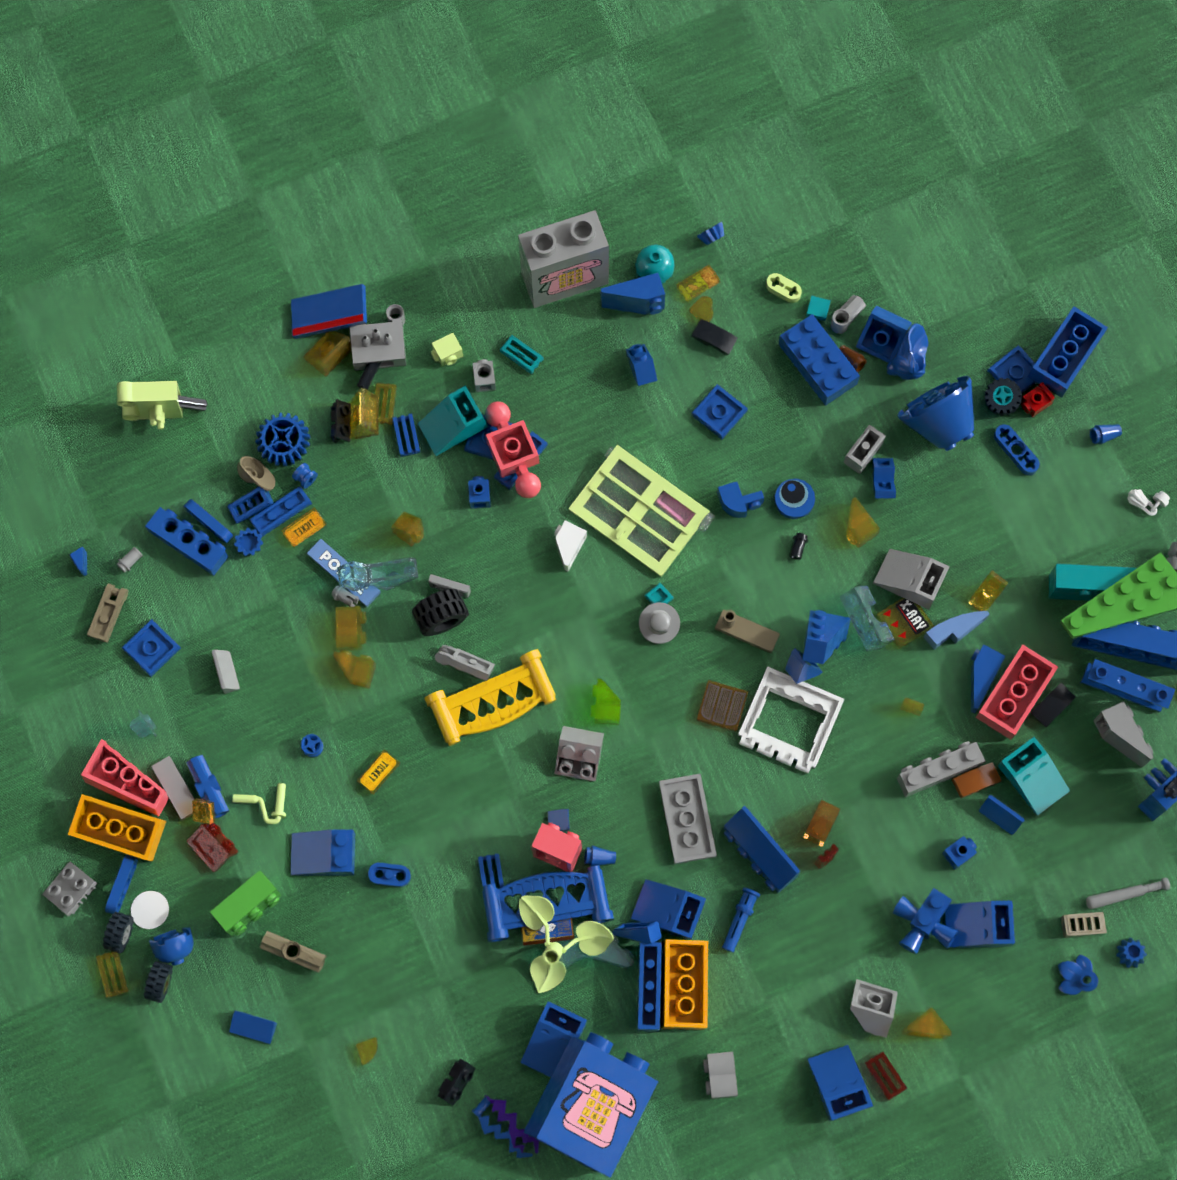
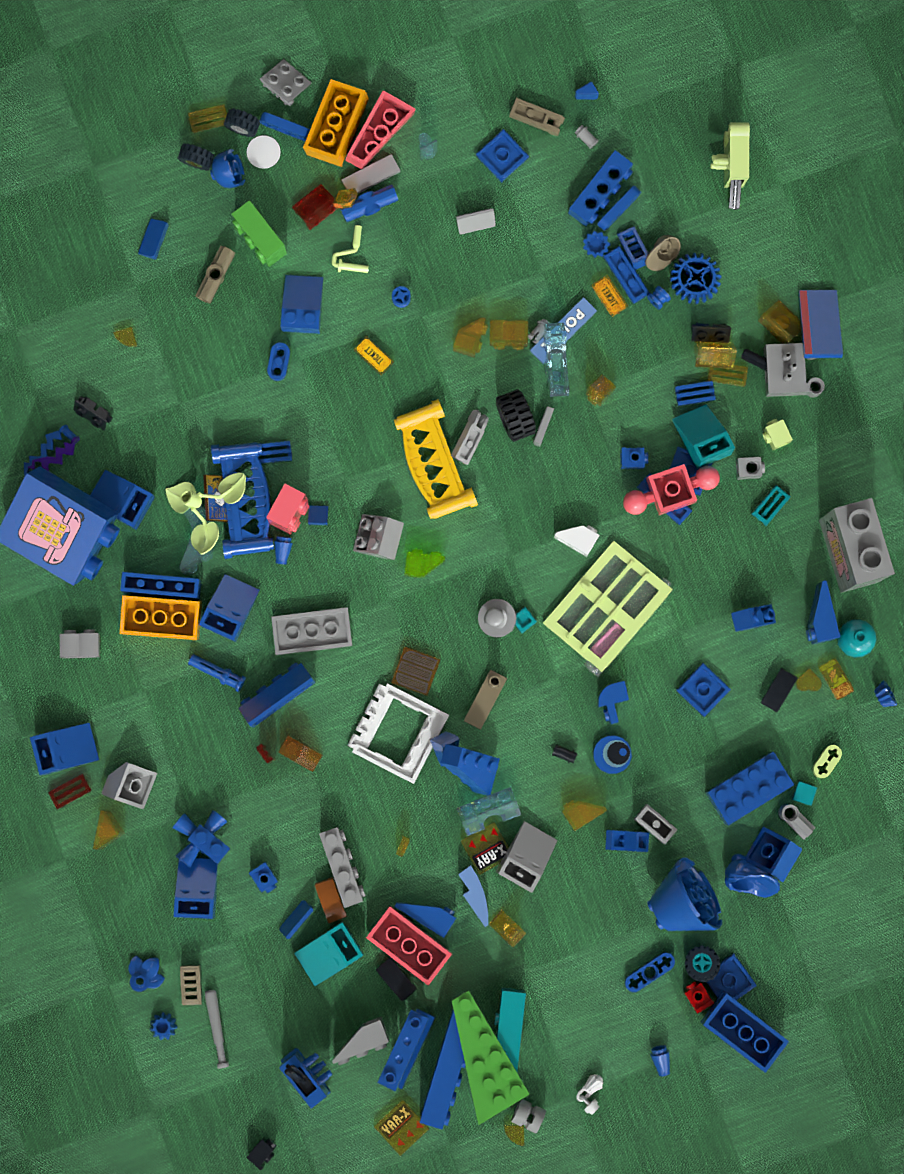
camera: 90 degrees right, 10 degrees up
(641, 931) = (209, 579): blue slope -> none
(856, 359) = (750, 821): reddish brown cone -> none

